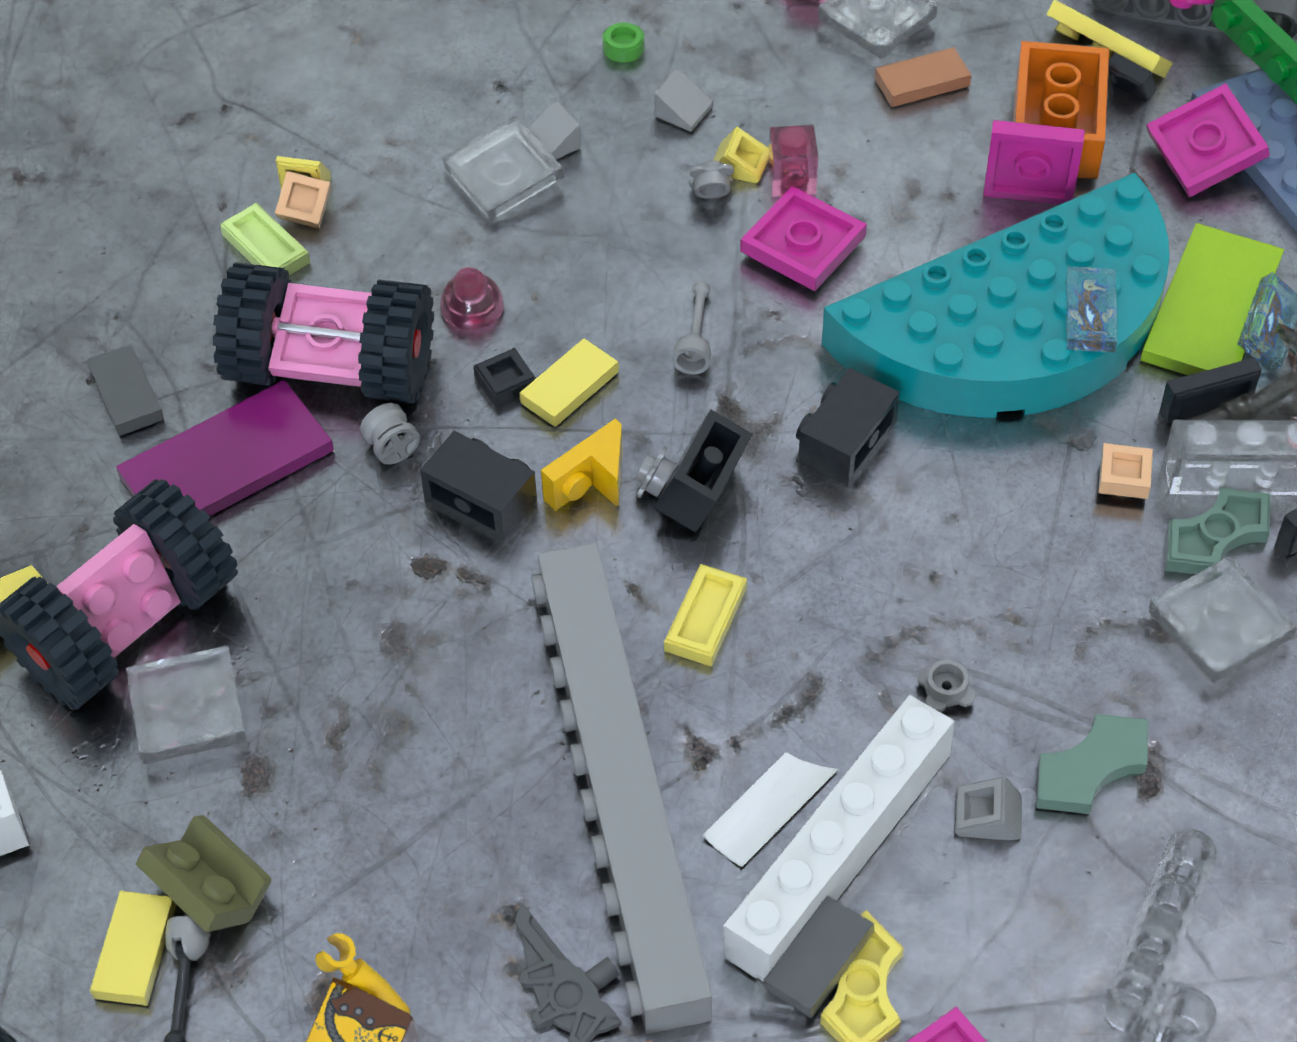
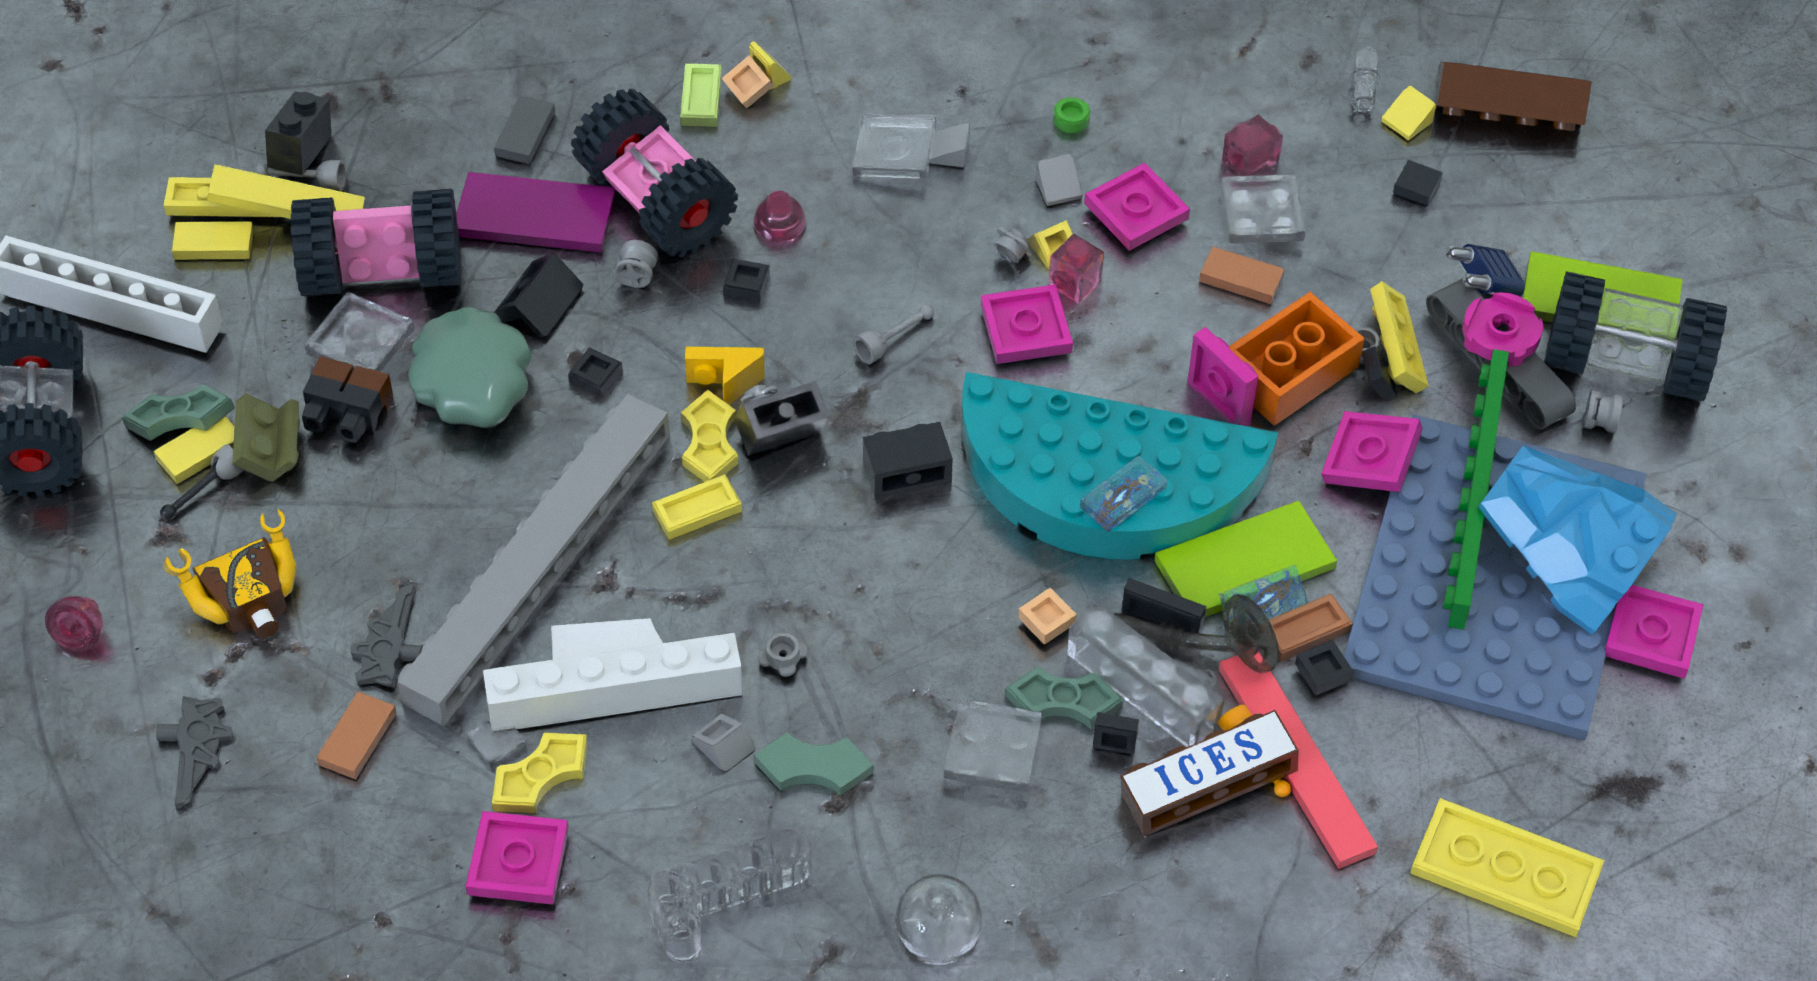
camera: 40 degrees right, 0 degrees up
(52, 949) = (190, 410): none -> sand green tile
(232, 792) = (345, 397): none -> black hips
(323, 530) = (541, 295): none -> black panel
(346, 647) = (469, 367): none -> sand green piece
(461, 563) = (595, 372): none -> black tile
(479, 484) = (652, 331): black brick -> none
(569, 382) = (779, 310): light yellow tile -> none
(657, 555) = (709, 450): none -> light yellow tile
(774, 78) = (1137, 206): none -> dark pink plate
(819, 956) = (527, 734): dark grey tile -> none

